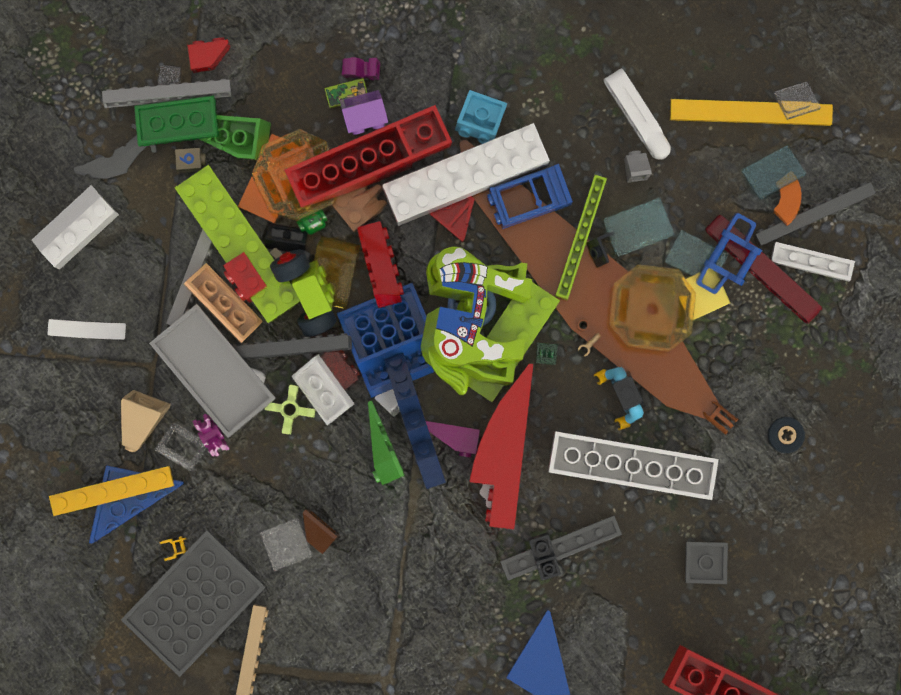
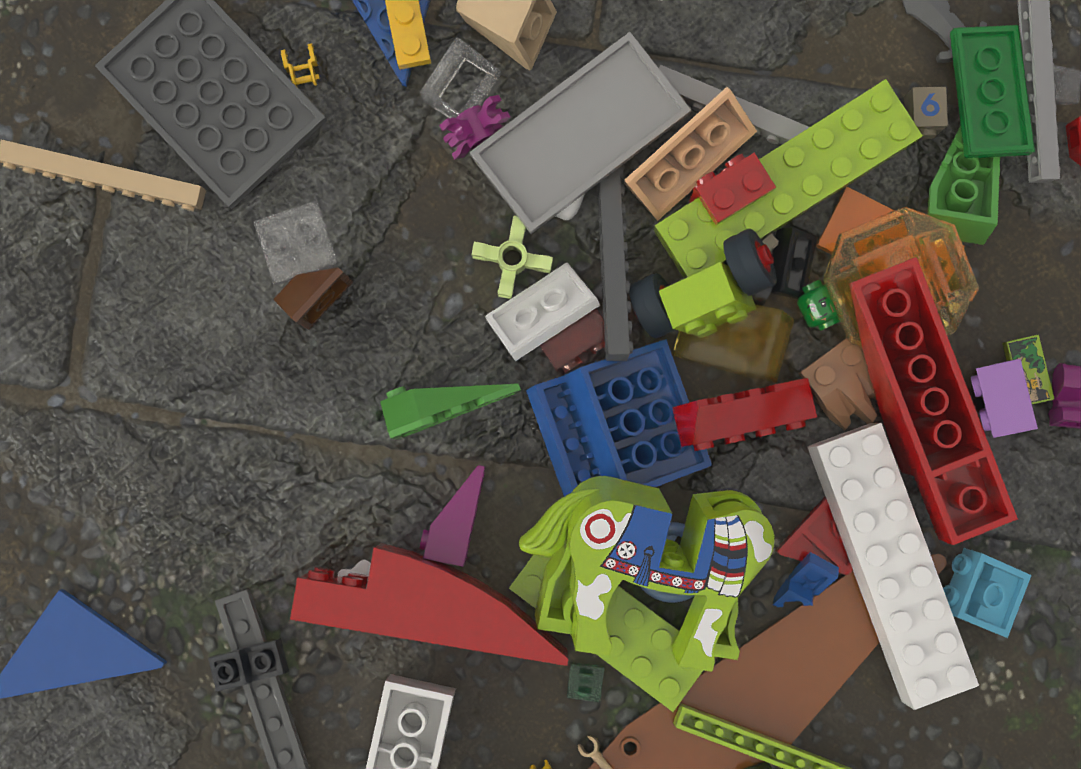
camera: 95 degrees right, 0 degrees up
(389, 402) = (517, 423): white bracket -> none
(414, 421) = (483, 458): dark blue arch -> none
(479, 223) = (806, 581): none -> blue slope
(555, 186) = (864, 716): blue door -> none

